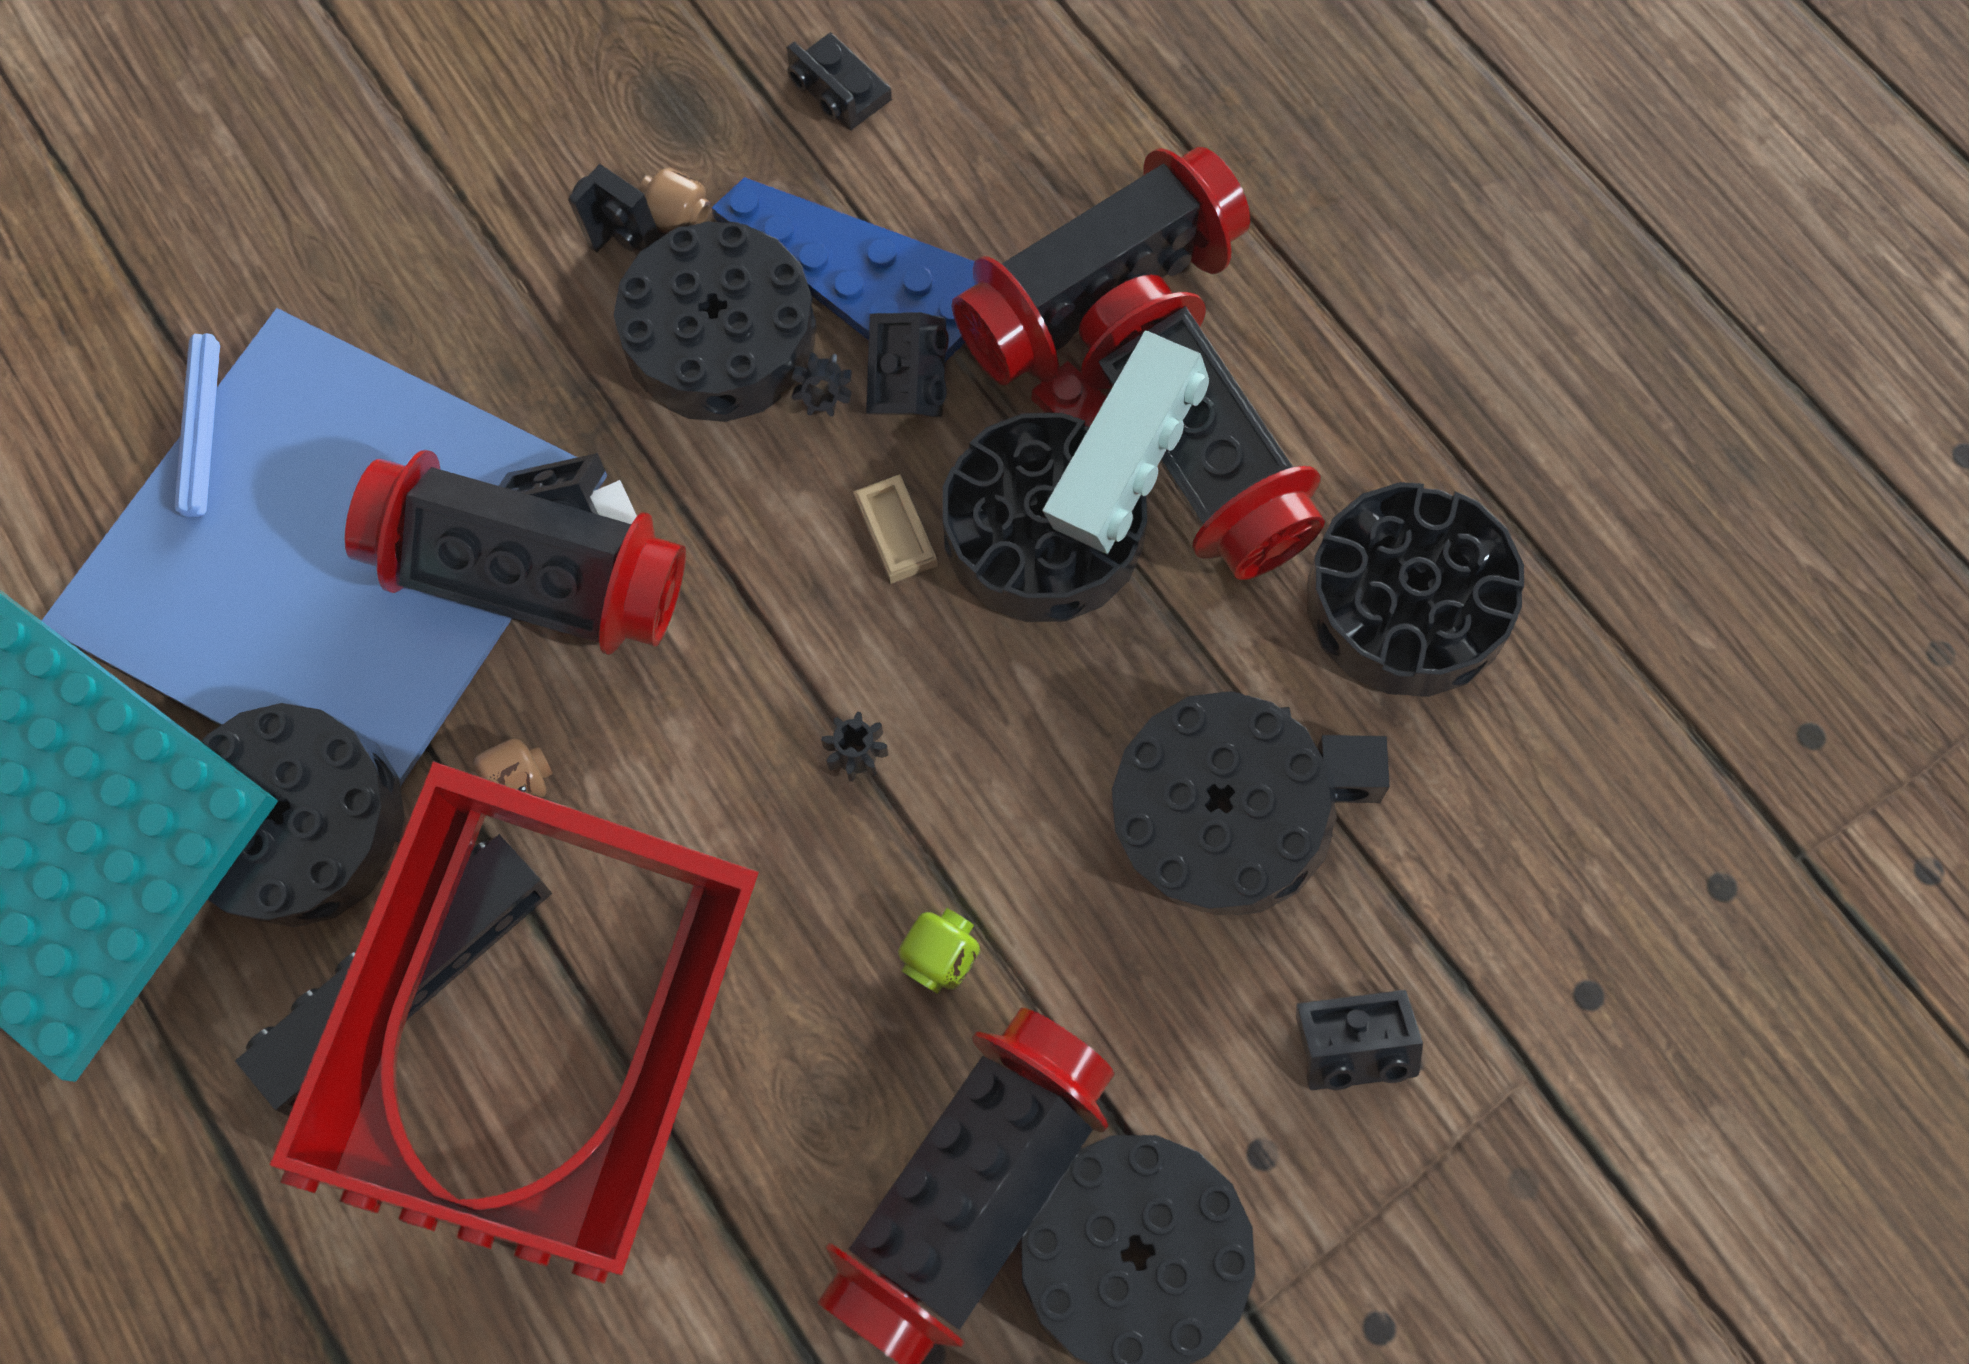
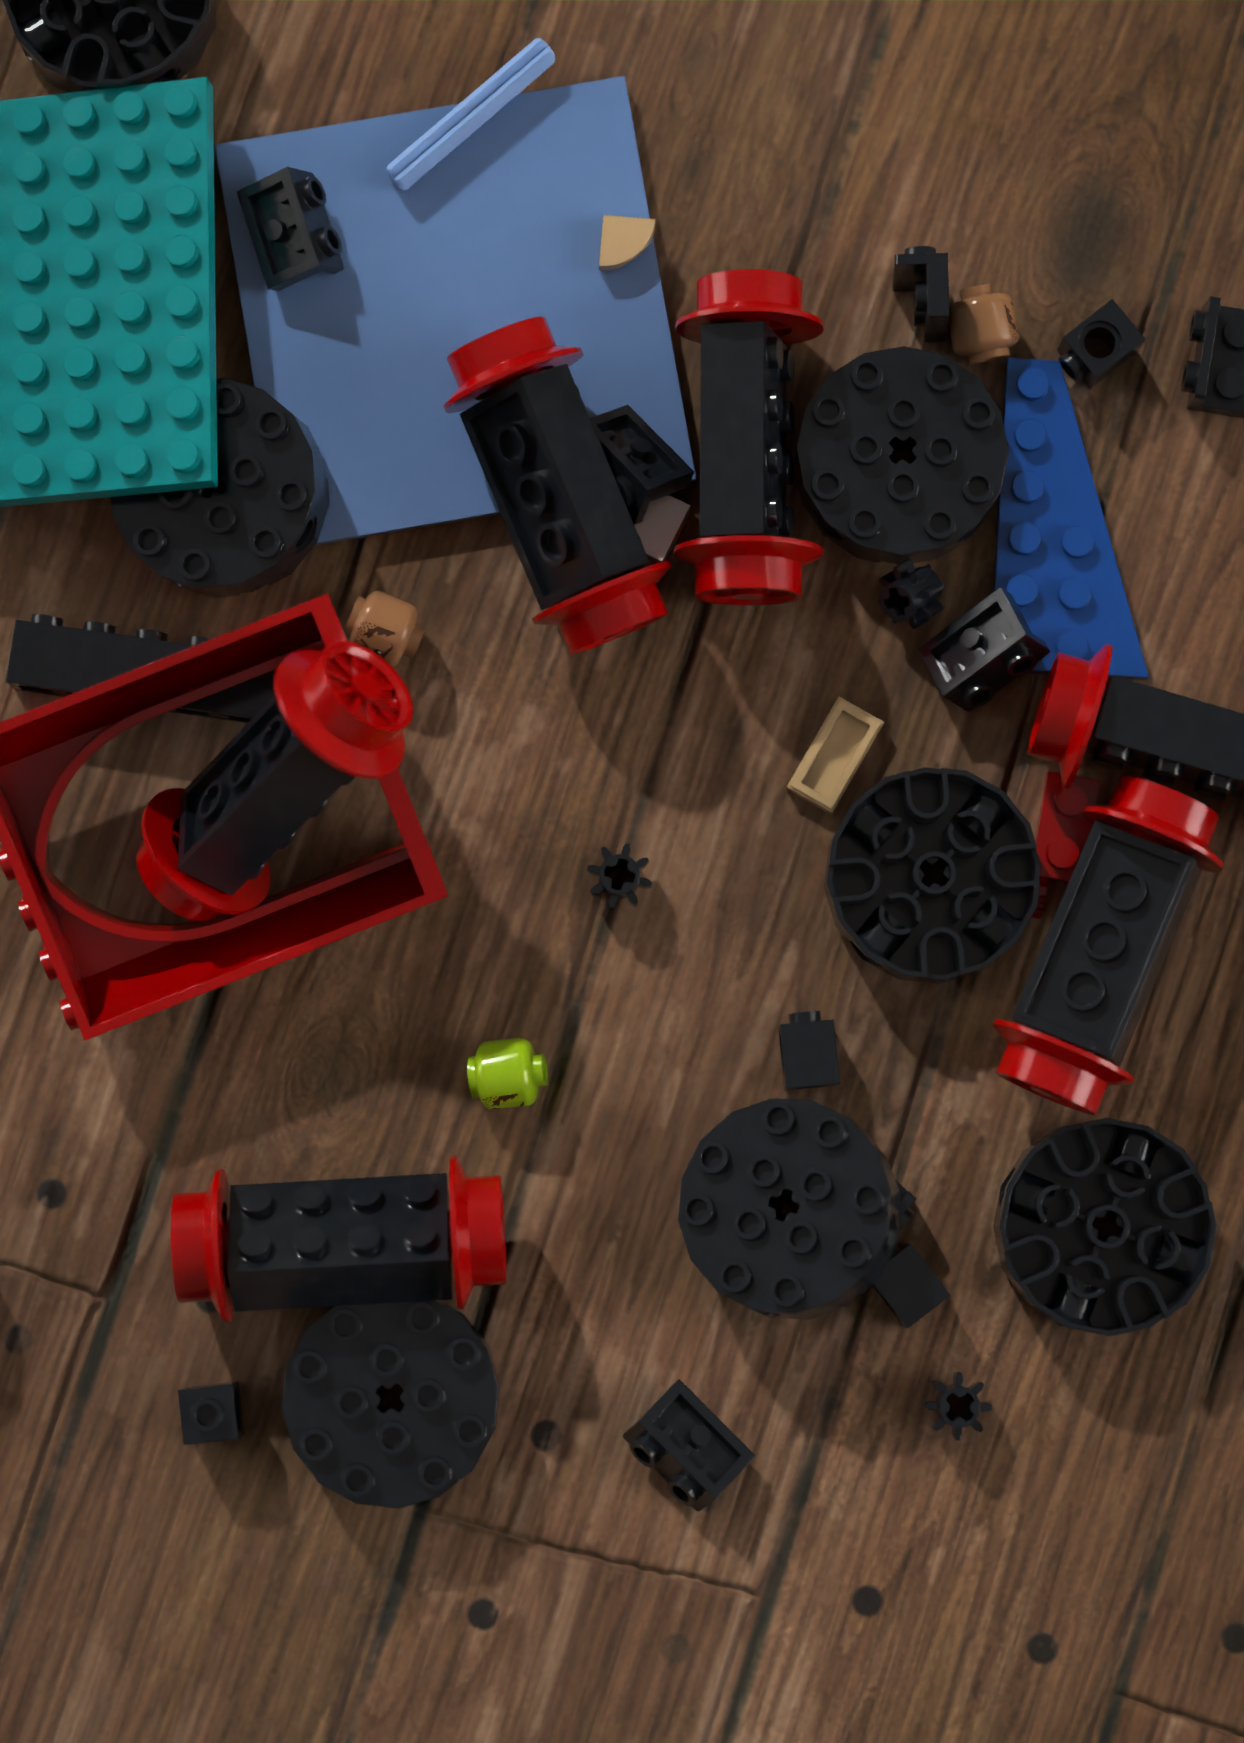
camera: 50 degrees right, 15 degrees up
(147, 610) = (290, 227): none -> black bracket
(387, 389) = (623, 240): none -> tan tile
(529, 338) = (744, 418): none -> brick
(540, 932) = (327, 723): none -> brick
(752, 127) = (1112, 327): none -> black brick
(1108, 707) = (808, 1051): none -> black brick
(1127, 442) = (1026, 907): light aqua brick -> none
(1486, 791) = (973, 1405): none -> black gear

